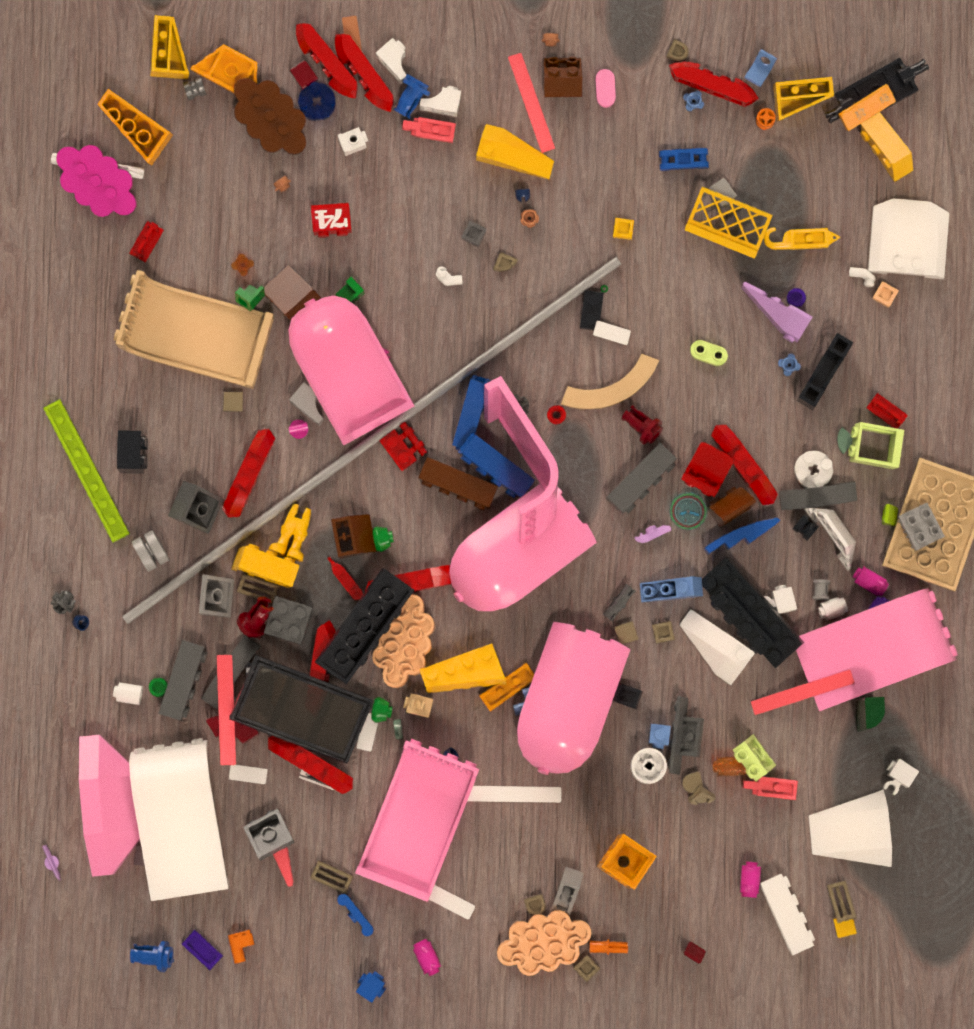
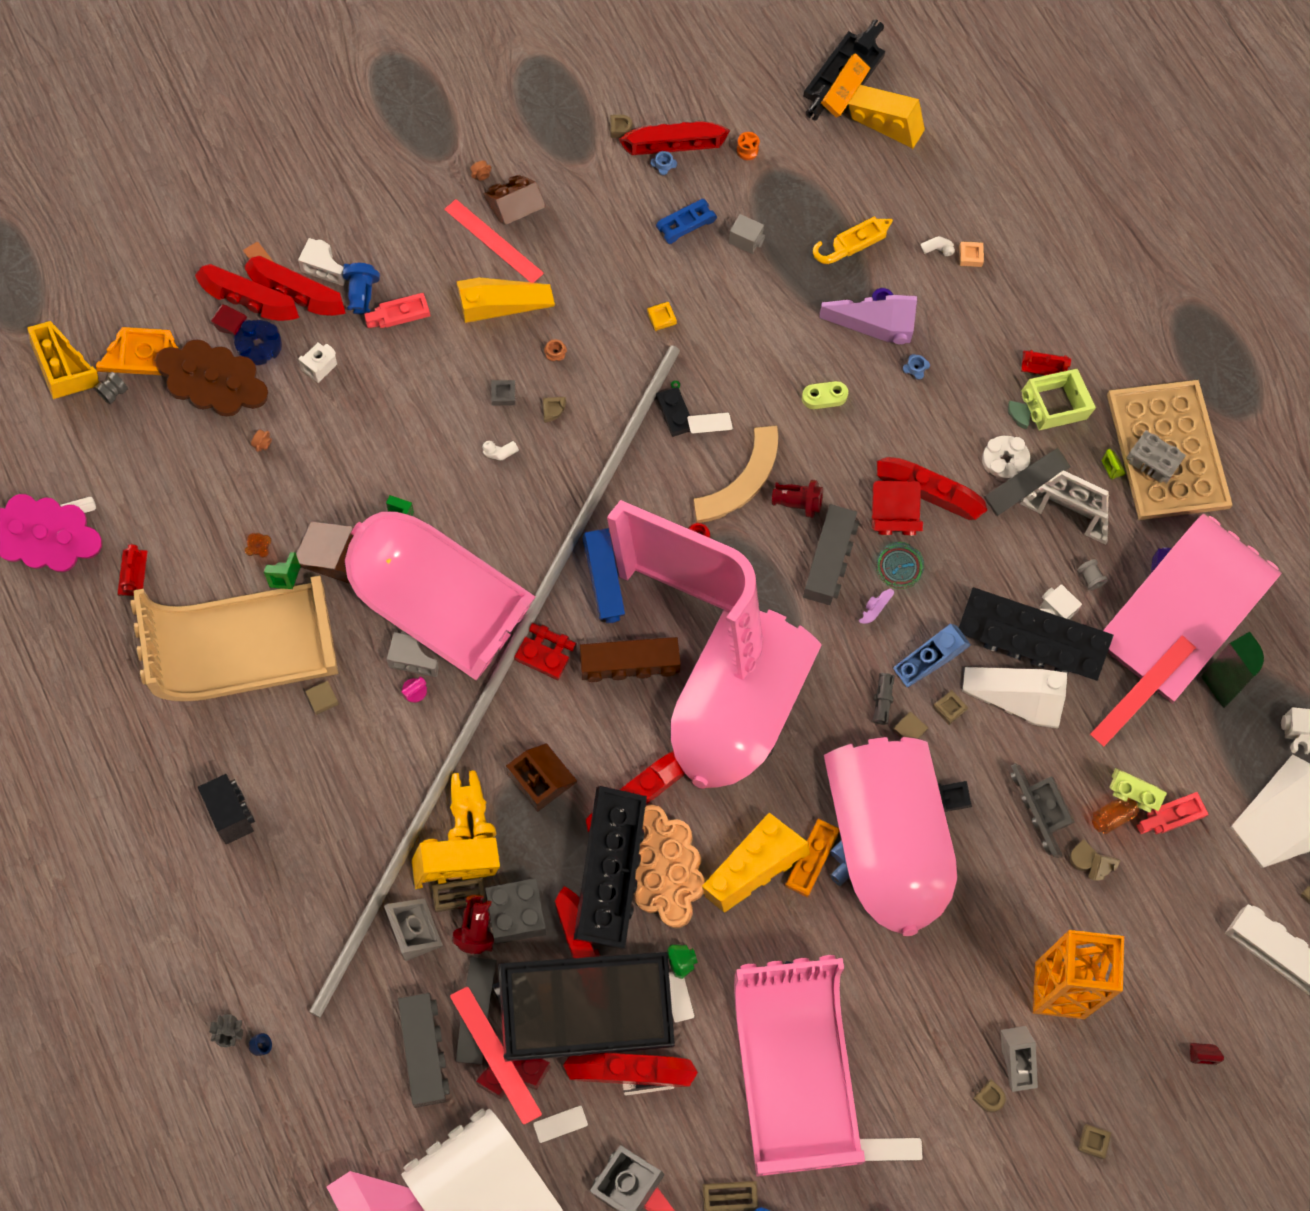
camera: 30 degrees left, 15 degrees down
(86, 471) = (183, 862): lime tile -> none
(128, 693) = (362, 1101): white brick -> none
(139, 129) = (64, 454): light orange wedge -> none
(150, 550) = (305, 912): light grey wheel -> none
(158, 687) = (396, 1075): green tile -> none
(195, 507) = (336, 836): dark grey slope -> none
(248, 473) = (380, 768): red brick -> none
(331, 219) = (335, 446): red slope -> none
(346, 580) = (559, 832): red piece -> none
(382, 538) = (576, 761): green cone -> none
(398, 729) = (713, 972): sand green tile -> none
(418, 705) = (722, 931): tan brick -> none
(444, 103) = (399, 280): white arch -> none
(496, 466) = (663, 615): blue brick -> none
(515, 794) = (892, 977): white sticker -> none
(522, 193) = (534, 329): dark blue hinge -> none
(543, 942) = (1027, 1137): light nougat plate -> none
(605, 88) = (564, 191): bright pink tile -> none
(608, 947) = (1104, 1101): orange axle -> none
(657, 770) = (1029, 850): white wheel -> none
(659, 735) = (1015, 821): medium blue brick -> none
(721, 237) = (770, 274): yellow fence -> none
(731, 506) = (946, 531): reddish brown slope -> none
(748, 533) = (976, 556): blue slope -> none
(750, 880) = (1215, 932): dark pink head -> none
(759, 71) = (715, 105): medium blue bracket -> none
(800, 94) = (770, 105): yellow wedge -> none
(808, 531) = (1036, 518): black wheel -> none
(824, 371) = (957, 352): black arch -> none
(832, 608) = (1117, 588): white brick -> none
(870, 581) = (1138, 539): dark pink head -> none
(908, 238) = (961, 191): white wedge -> none

